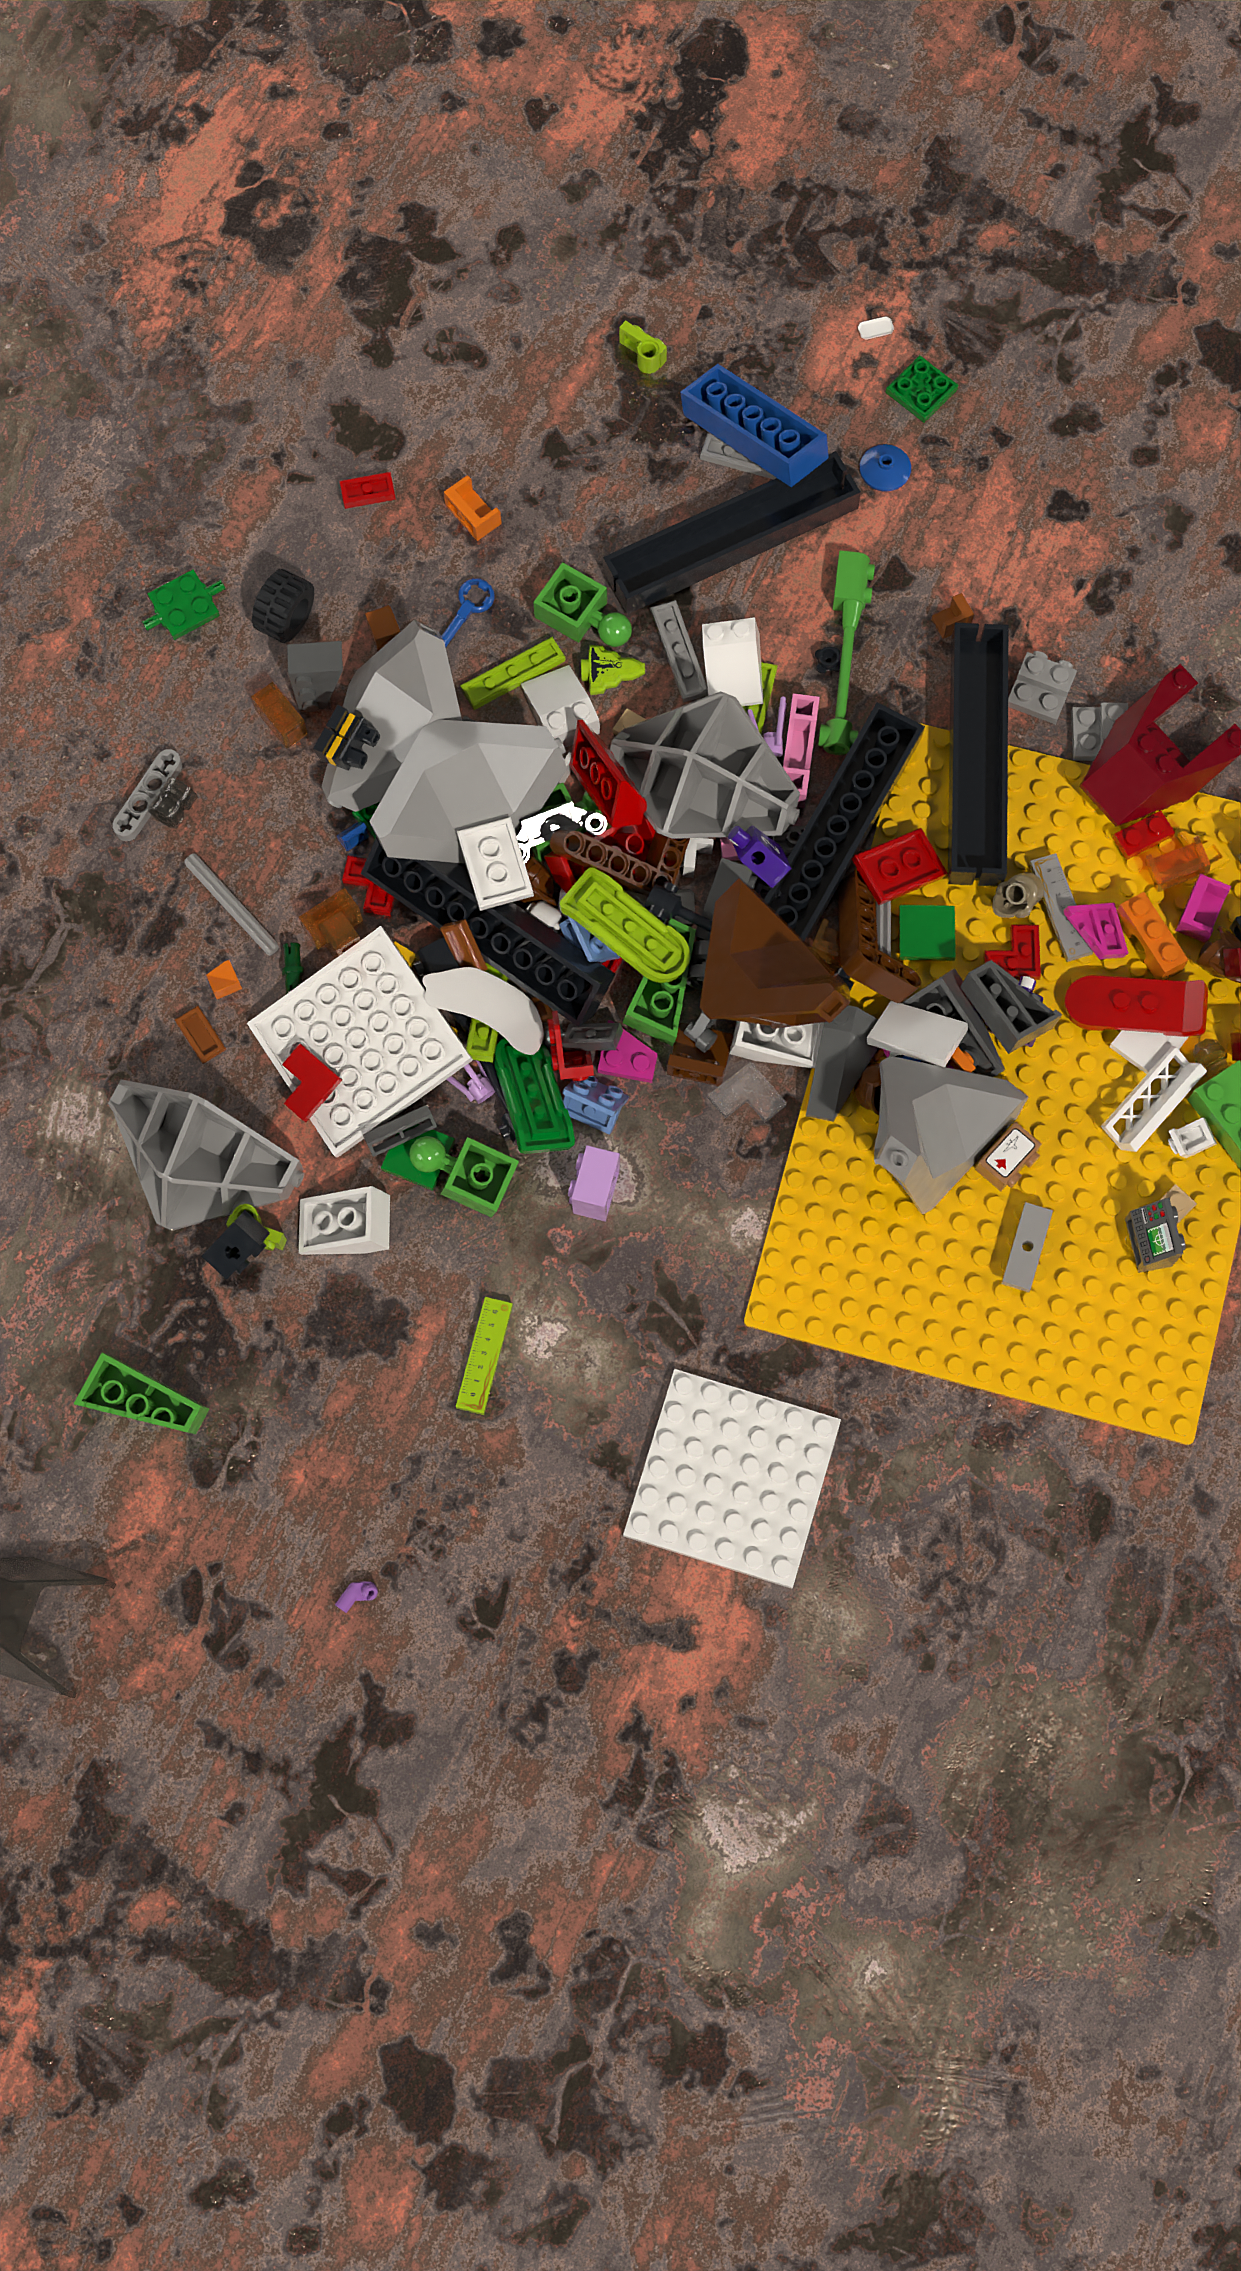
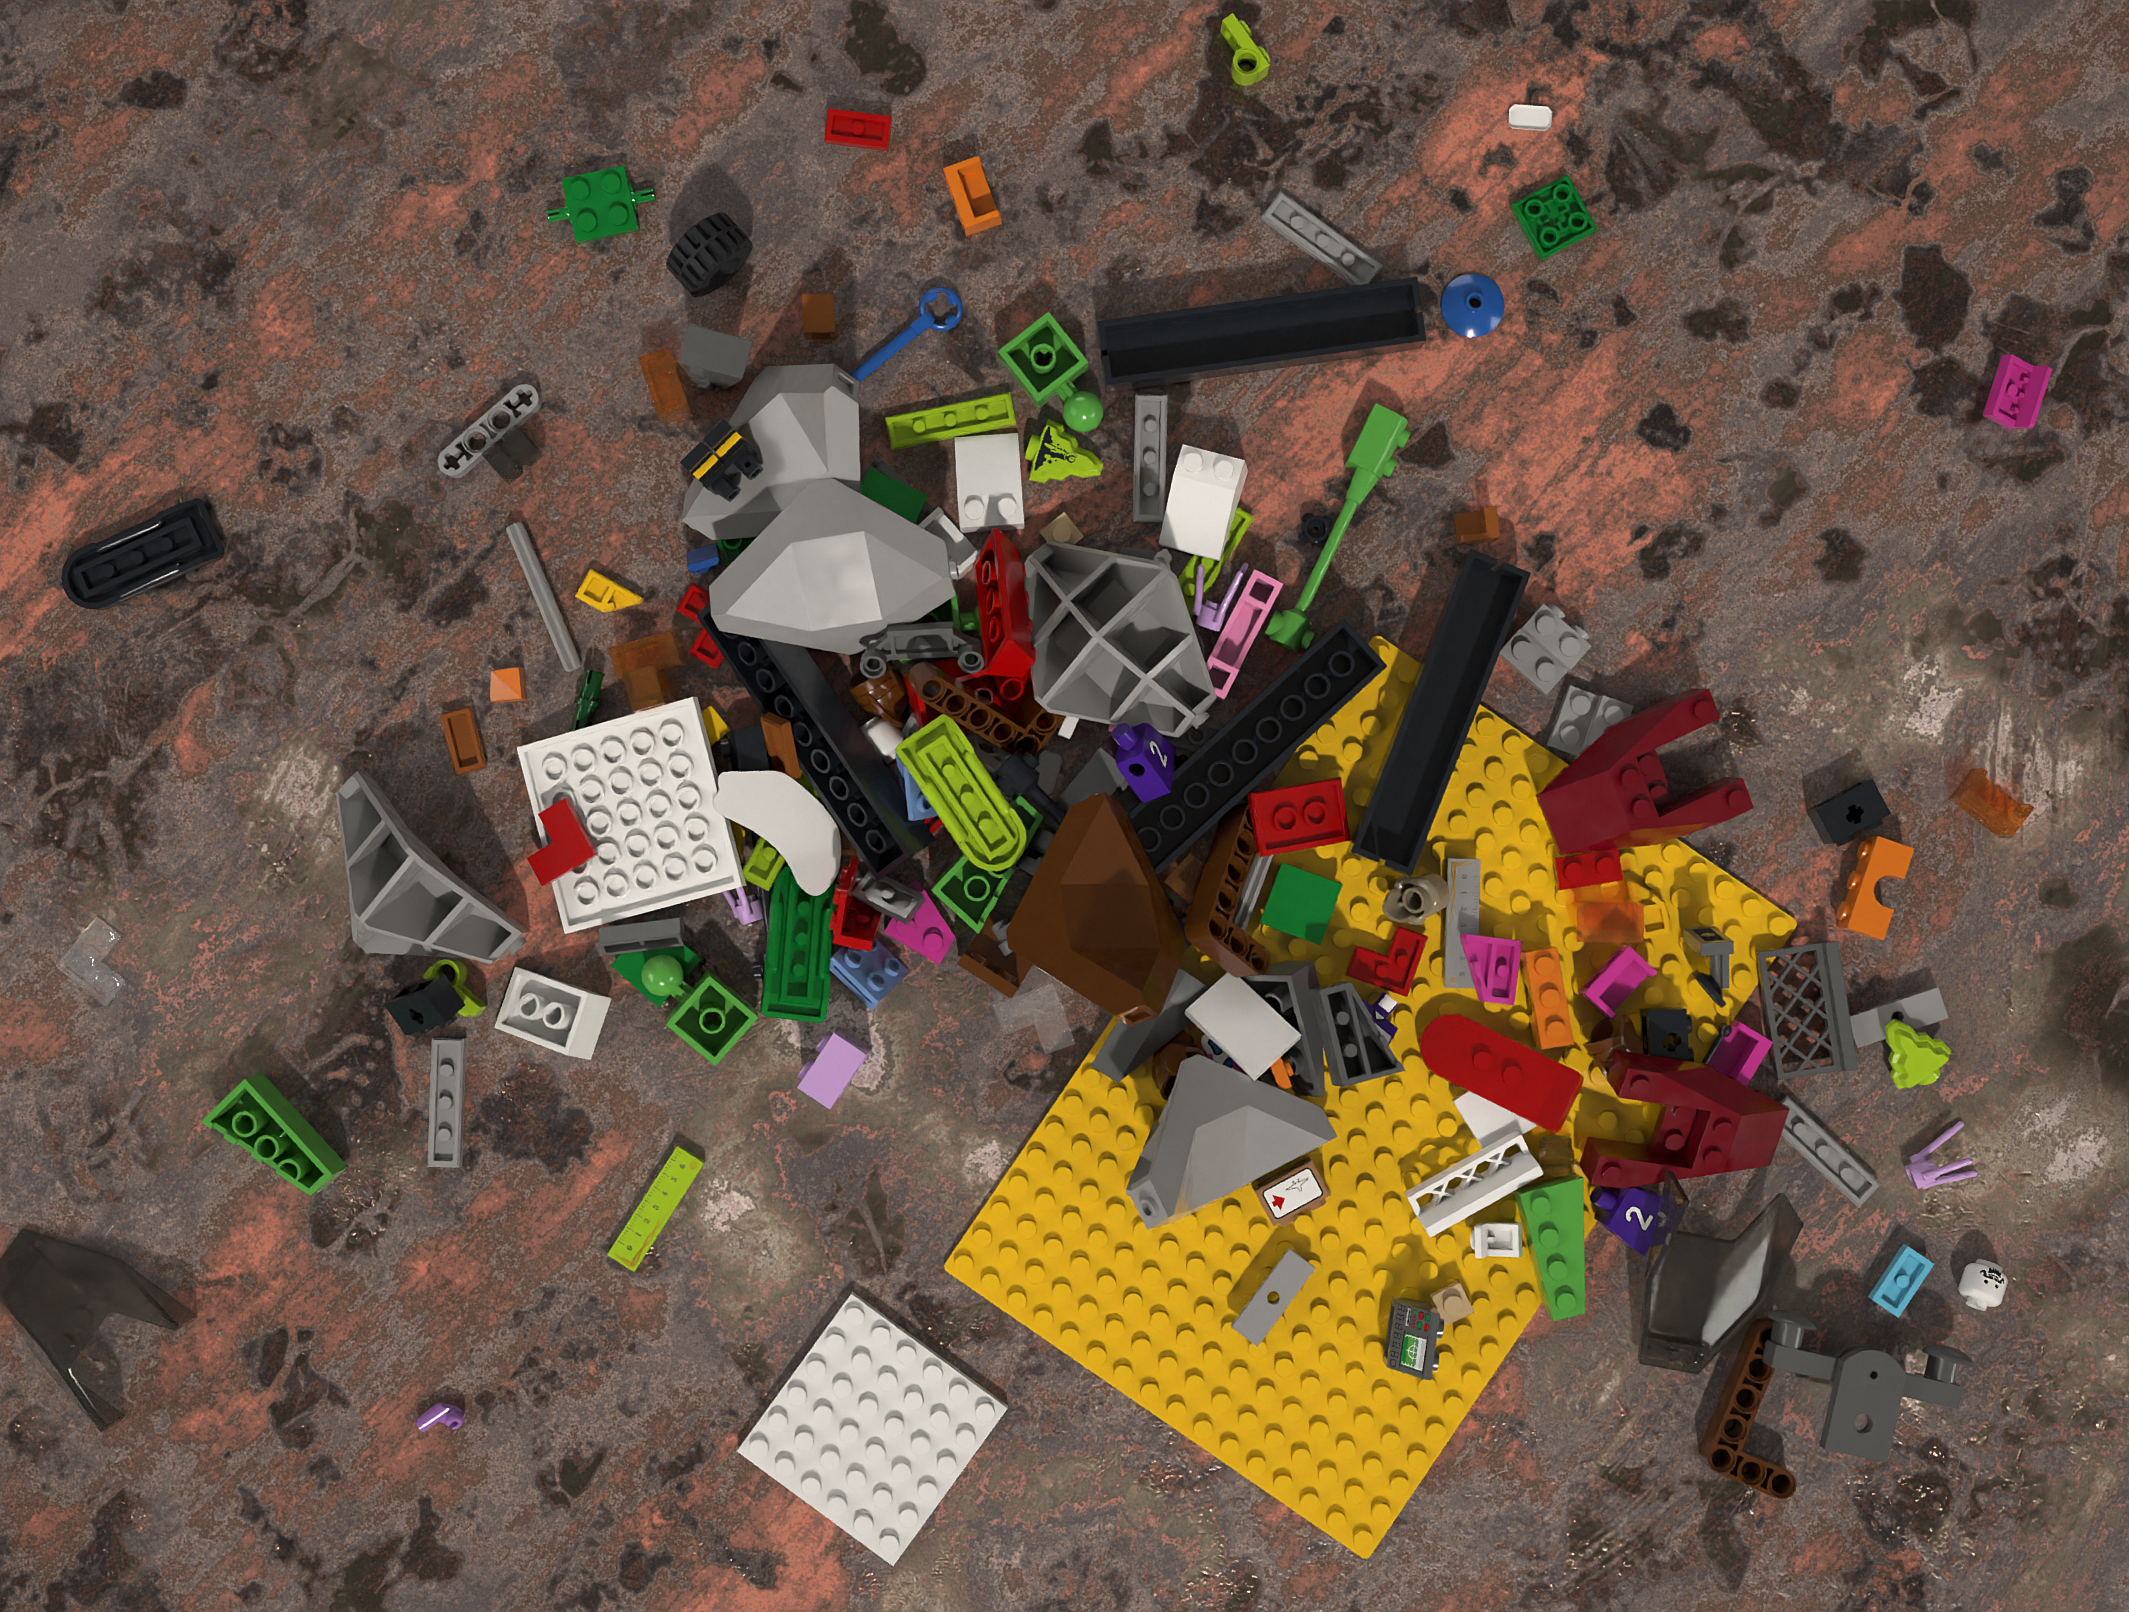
camera: 15 degrees right, 15 degrees up
(277, 1328) = (446, 1102): none -> light grey tile
(281, 887) = (605, 593): none -> yellow tile
(495, 863) = (840, 673): white tile -> none
(755, 425) = (1333, 211): blue brick -> none

